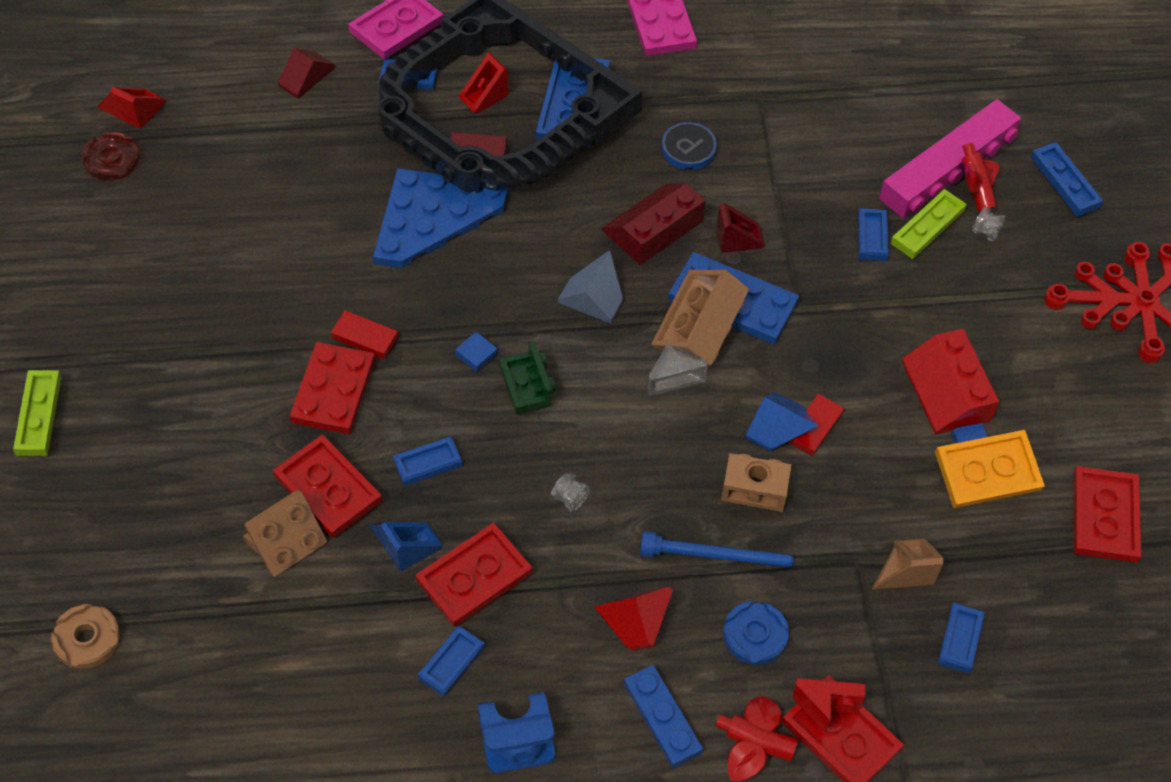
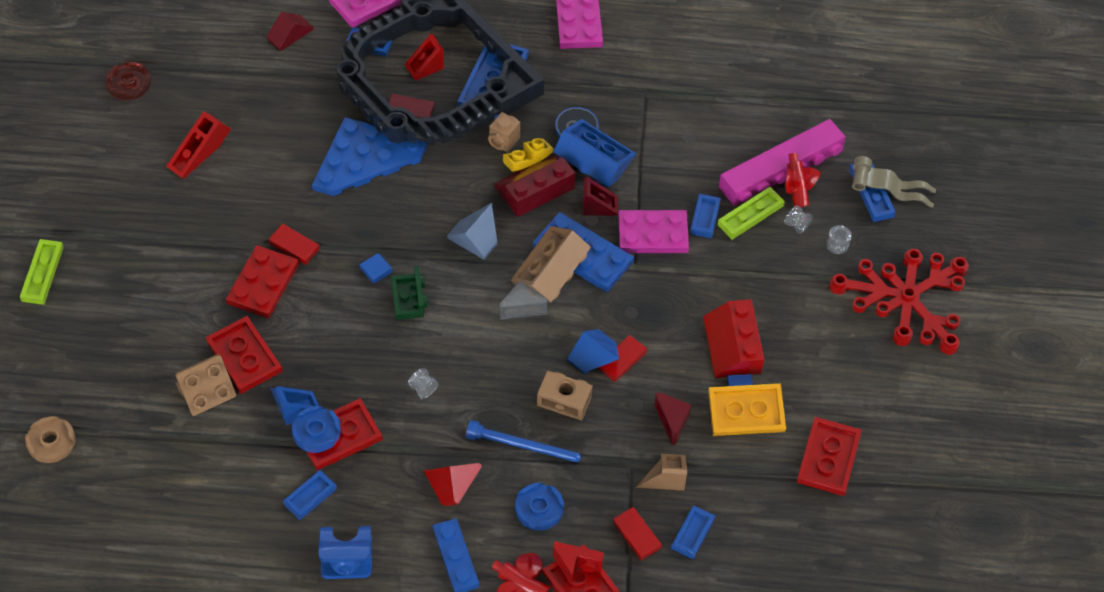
camera: 10 degrees right, 0 degrees up
(132, 105) = (152, 41): red slope -> none
(217, 224) = (198, 145): none -> red slope
(427, 461) = (322, 346): blue tile -> none
(444, 572) = (316, 429): none -> blue tile
(603, 162) = (504, 132): none -> medium nougat brick
(642, 185) = (532, 153): none -> yellow slope
(720, 174) = (594, 152): none -> blue slope
(814, 261) = (653, 231): none -> dark pink plate
(890, 650) = (637, 533): none -> red tile
(897, 488) = (672, 414): none -> dark red slope
(1043, 242) = (840, 244): none -> clear wheel
(1081, 162) = (887, 179): none -> dark tan flag

